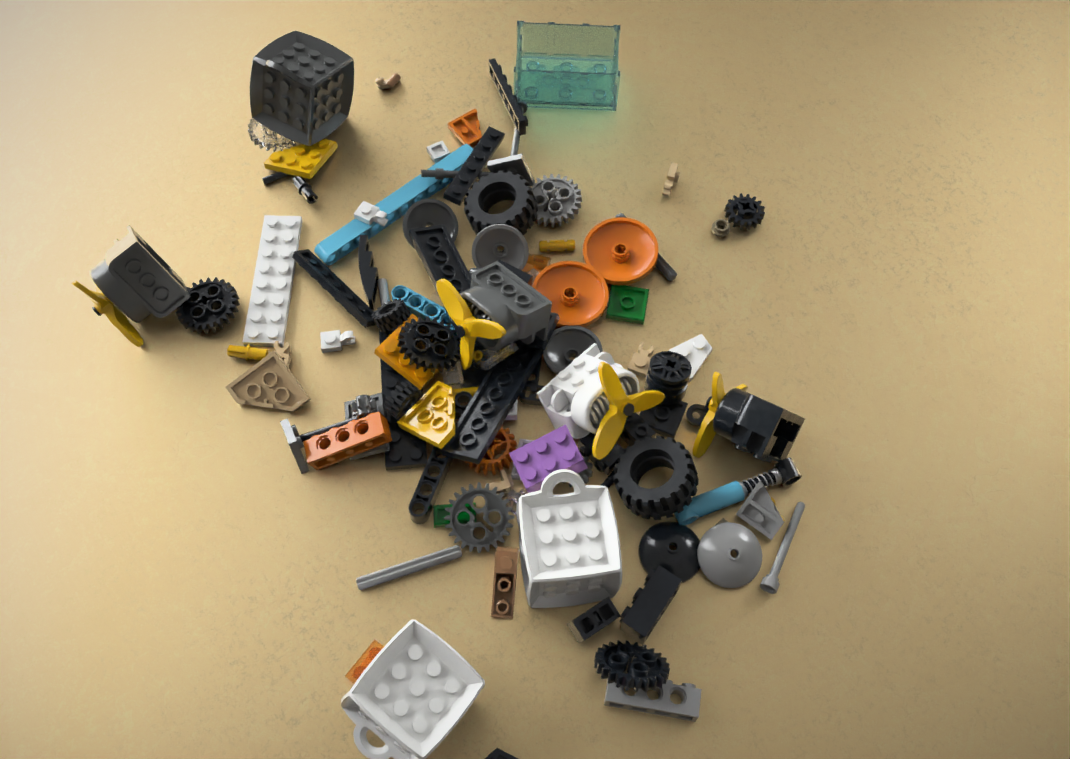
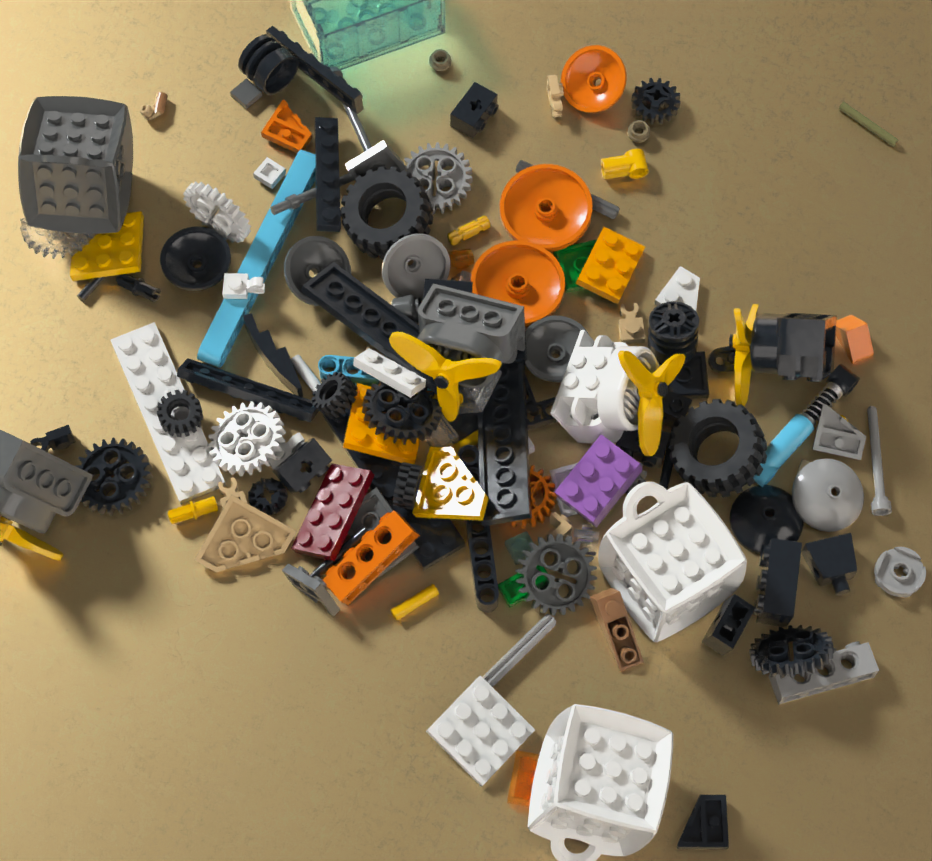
camera: 25 degrees left, 5 degrees up
(187, 264) = (55, 439): none -> black plate
(276, 272) = (177, 400): none -> black tyre
(311, 371) = (278, 499): none -> black gear
(313, 319) = (246, 438): none -> white gear
(329, 352) = (289, 470): none -> black brick
(337, 399) = (332, 511): none -> plate
(351, 184) = (195, 247): none -> black dish
(355, 610) = (480, 730): none -> white plate
(362, 490) = (414, 602): none -> yellow piece
(363, 406) = (369, 512): dark grey gear -> none
(381, 158) = (205, 204): none -> white gear
(436, 314) = (389, 372): none -> white plate
(454, 96) = (246, 93): none -> dark grey tile
(465, 480) = (517, 544): none -> clear light blue plate
(476, 81) = (268, 64): none -> black wheel
(601, 125) = (440, 55): none -> dark tan plate
(606, 166) = (474, 110): none -> black brick
(647, 311) = (610, 265): none -> light orange plate
(701, 170) = (584, 69): none -> orange dish
(703, 247) = (631, 164): none -> yellow piece
(706, 609) = (832, 561): none -> black torso
(772, 643) = (893, 584): none -> light grey plate
(813, 444) = (854, 338): none -> orange slope
(904, 292) = (868, 124): none -> olive bar

